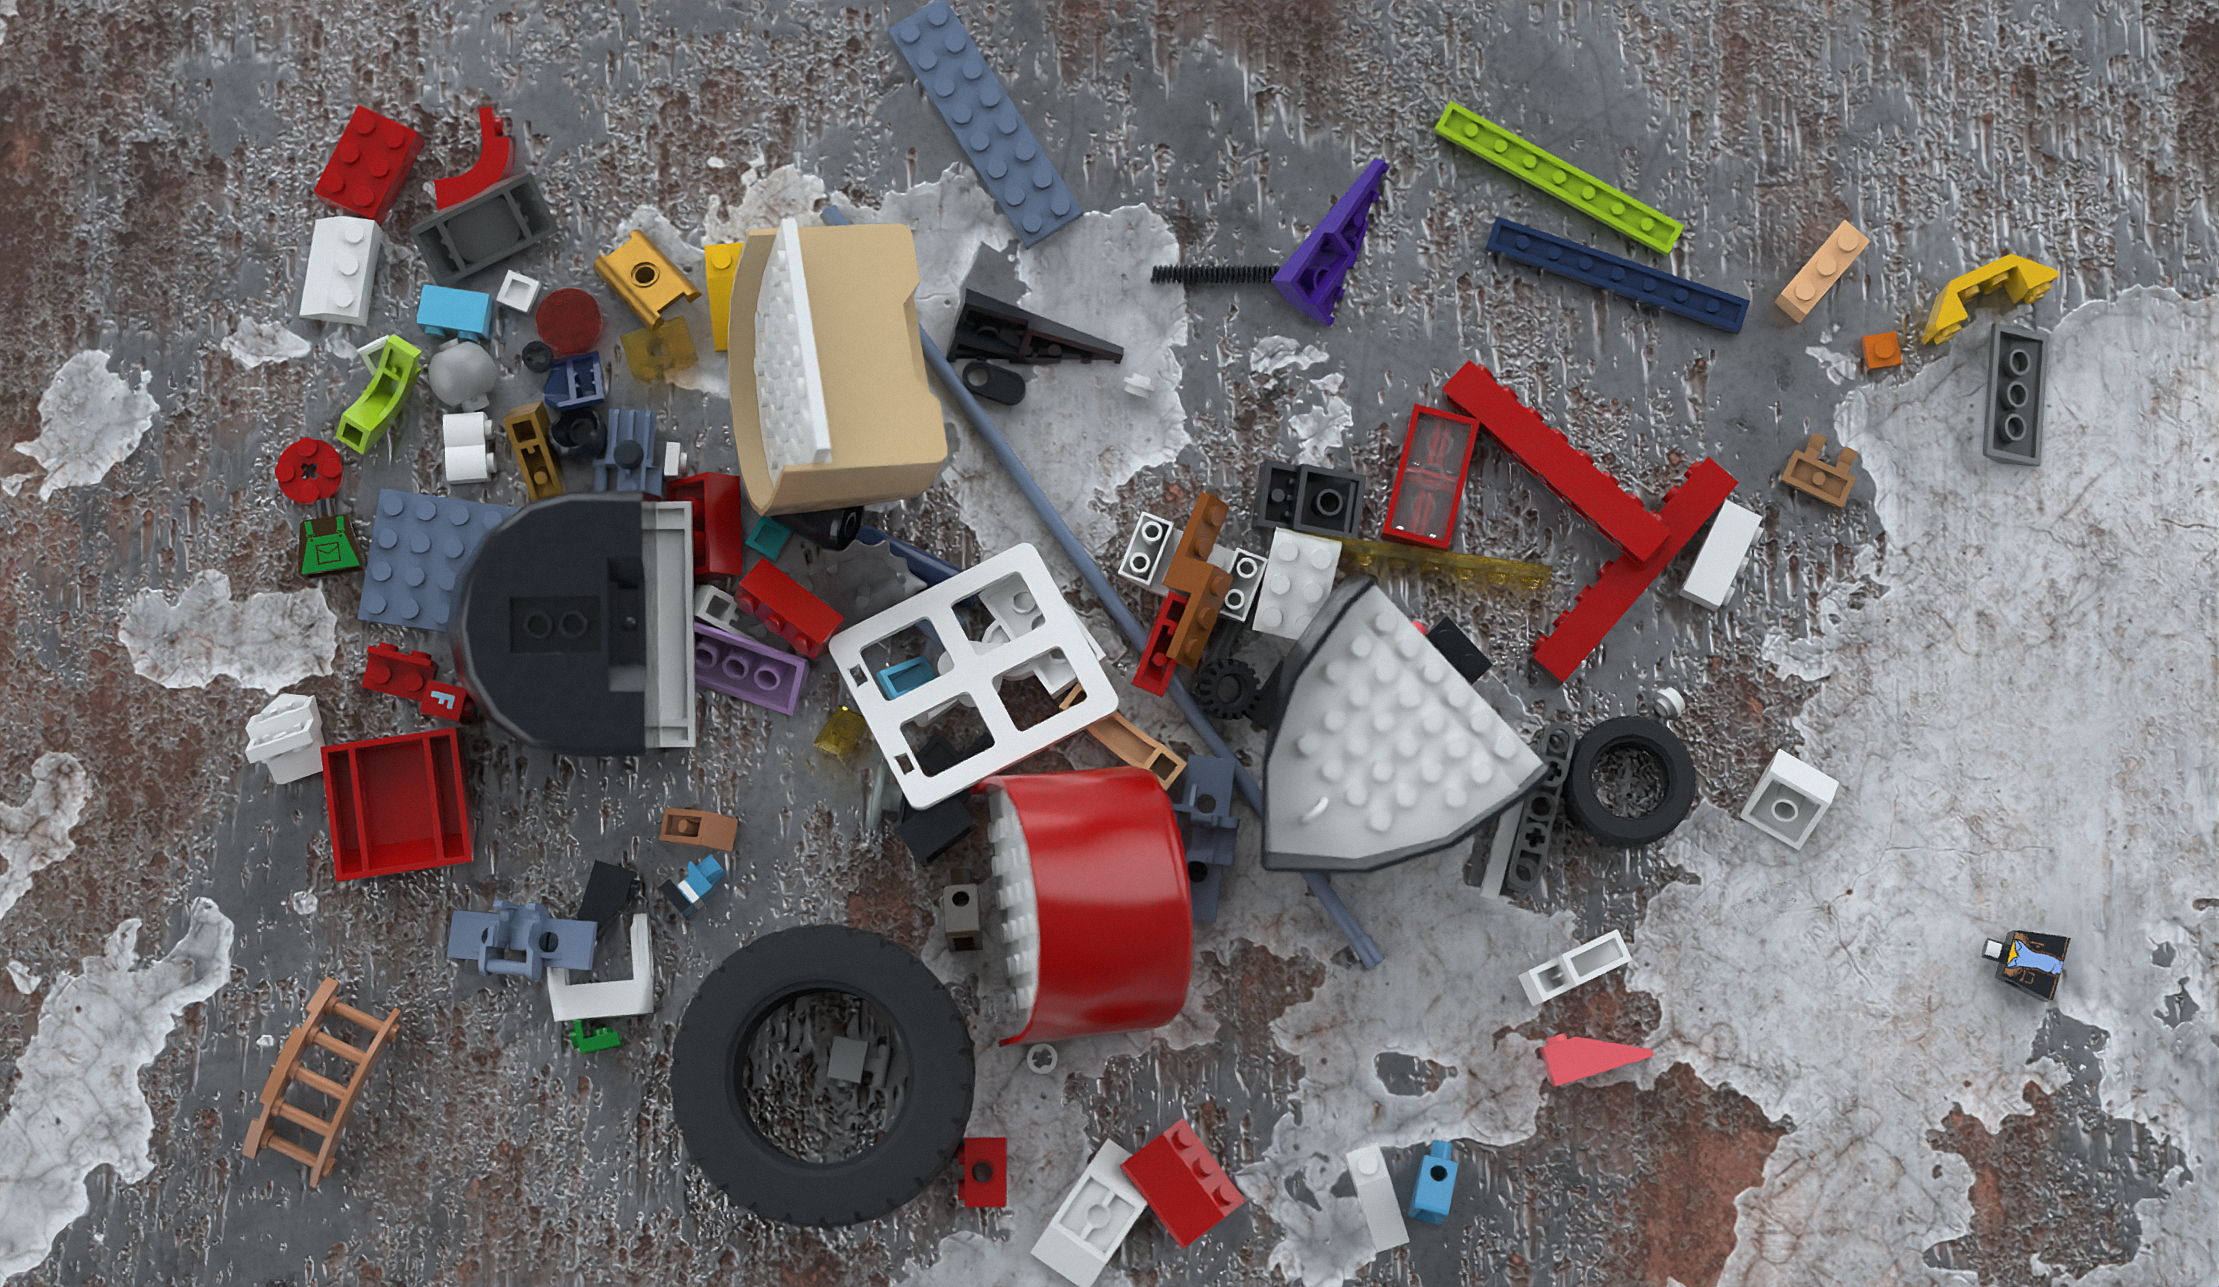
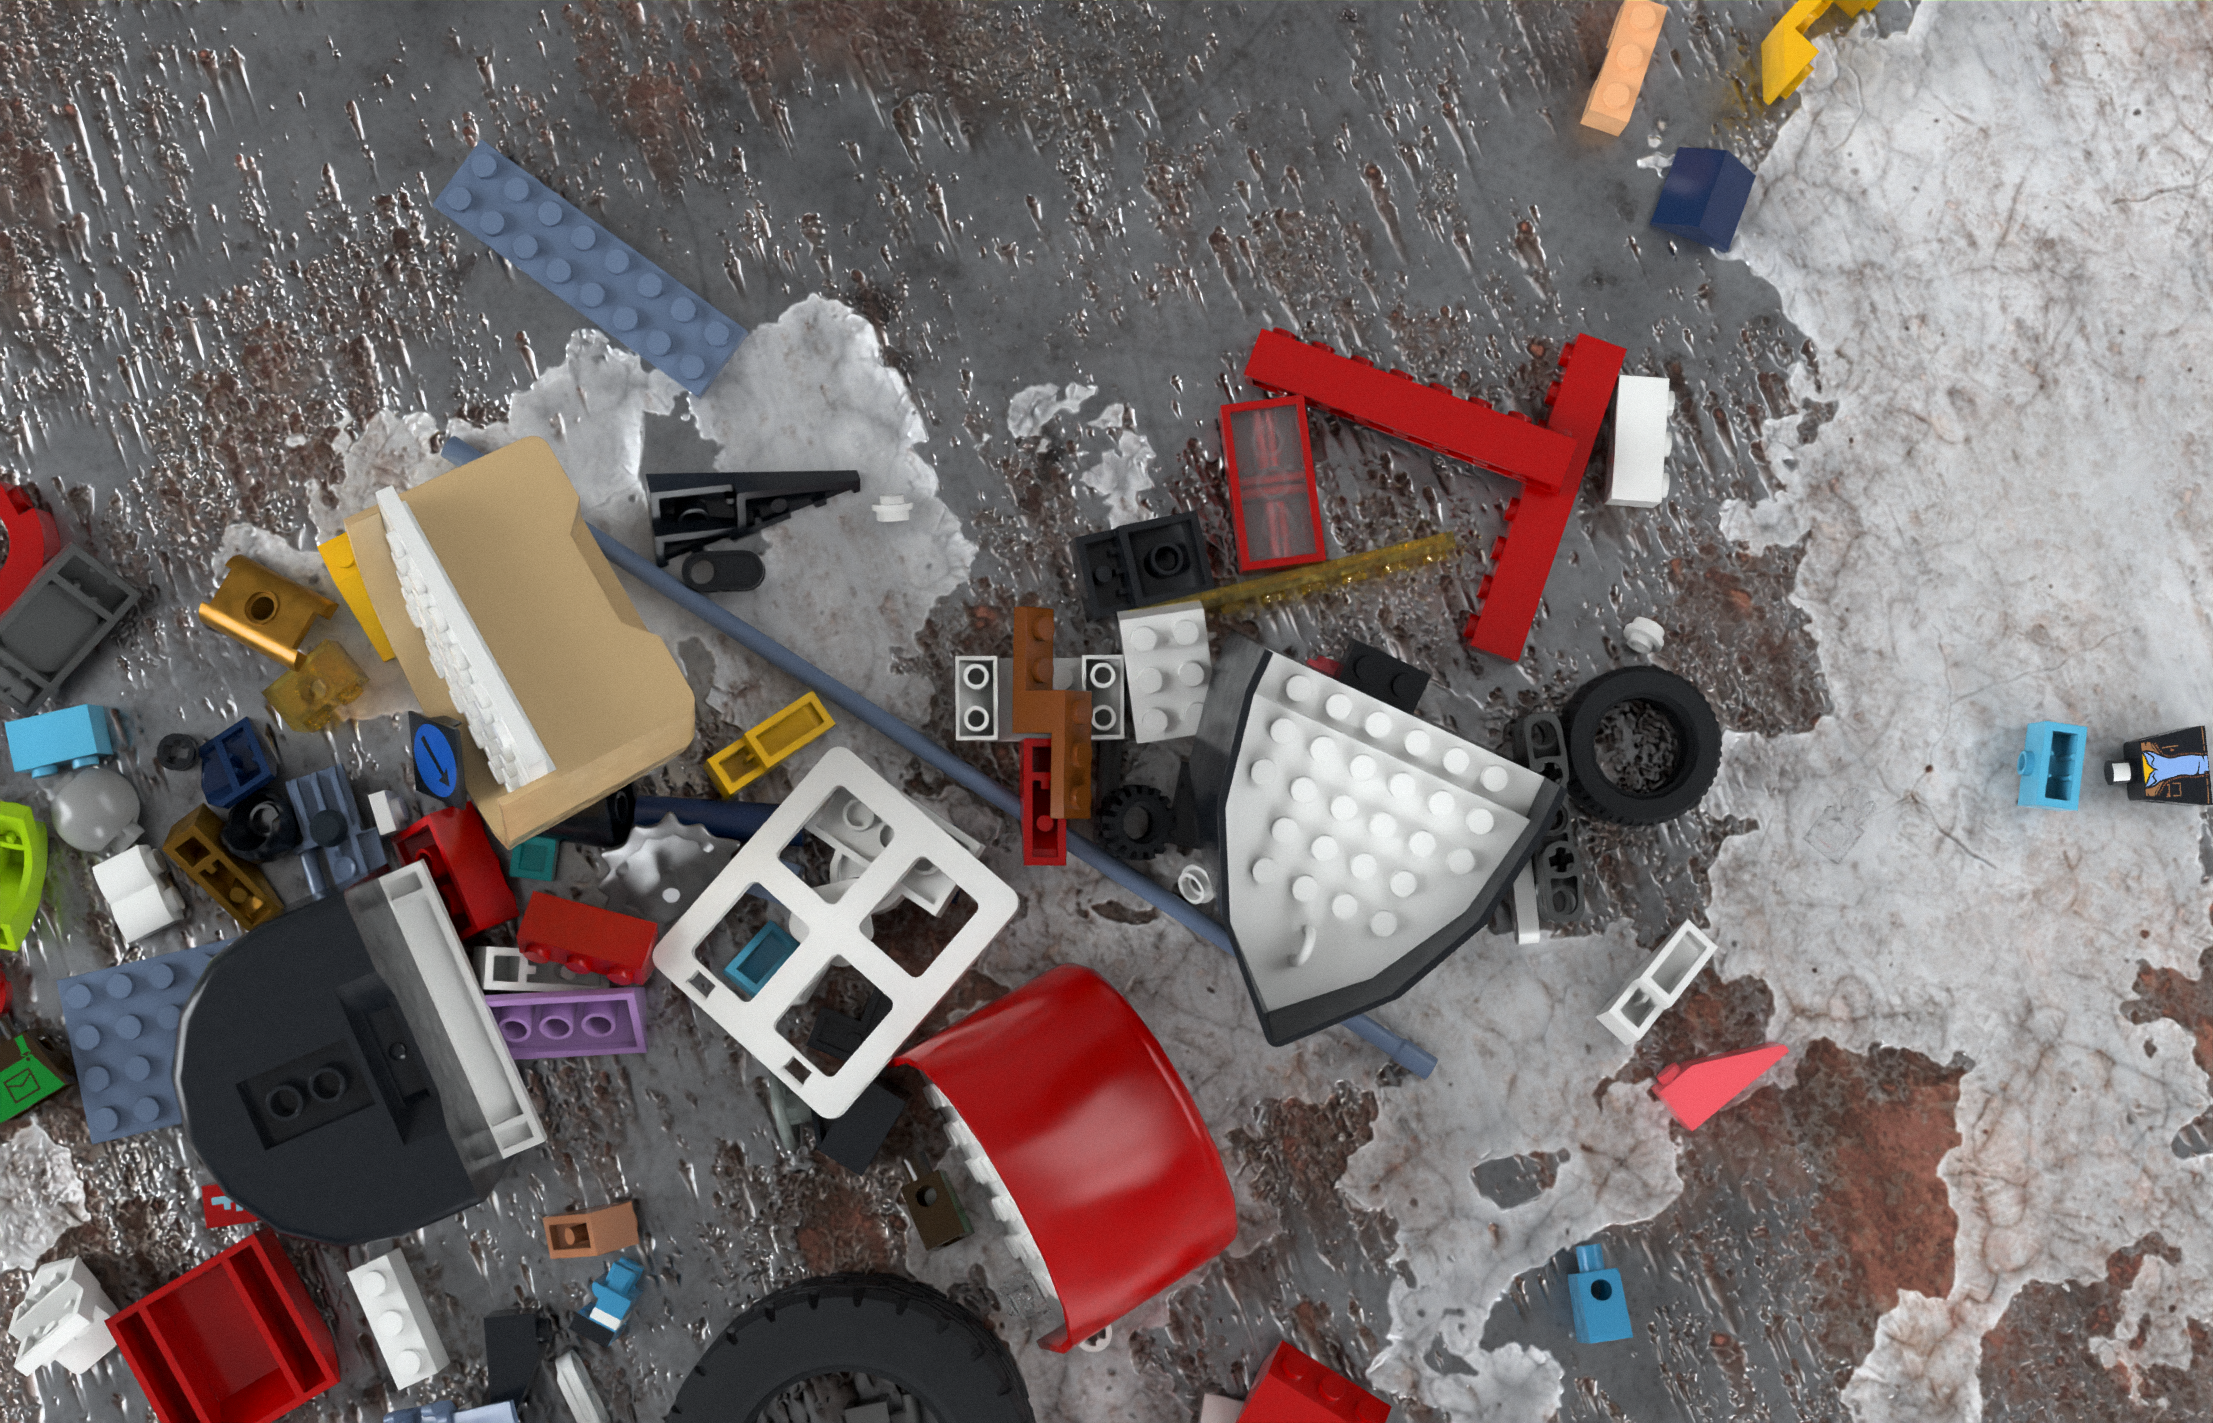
camera: 30 degrees left, 5 degrees up
(398, 673) = (164, 1189): red bracket -> none
(518, 292) = (124, 685): white plate -> none
(531, 836) = (399, 1318): none -> white brick
(569, 320) = (198, 695): clear red tile -> none
(729, 435) = (438, 758): none -> piece
(840, 735) = (709, 1056): clear yellow slope -> none
(975, 524) = (768, 745): none -> yellow slope
(1131, 743) = (1053, 932): light nougat arch -> none
(1212, 834) = (1185, 998): sand blue piece -> none
(1217, 272) = (925, 342): black piece -> none
(1252, 754) = (1195, 884): none -> white plate
(1317, 269) = (1044, 287): dark purple wedge -> none
(1376, 1197) = (1535, 1334): white slope -> none
(1558, 178) = (1279, 75): lime plate -> none
(1617, 275) = (1391, 161): dark blue plate -> none
(1789, 799) = (1824, 691): white slope -> none
(1818, 478) = (1712, 308): medium nougat plate -> none
(1846, 394) = (1704, 196): none -> dark blue slope
(1881, 351) = (1725, 129): orange plate -> none
(1940, 923) = (2051, 766): none -> medium azure brick
(2015, 396) = (1898, 123): dark grey slope -> none

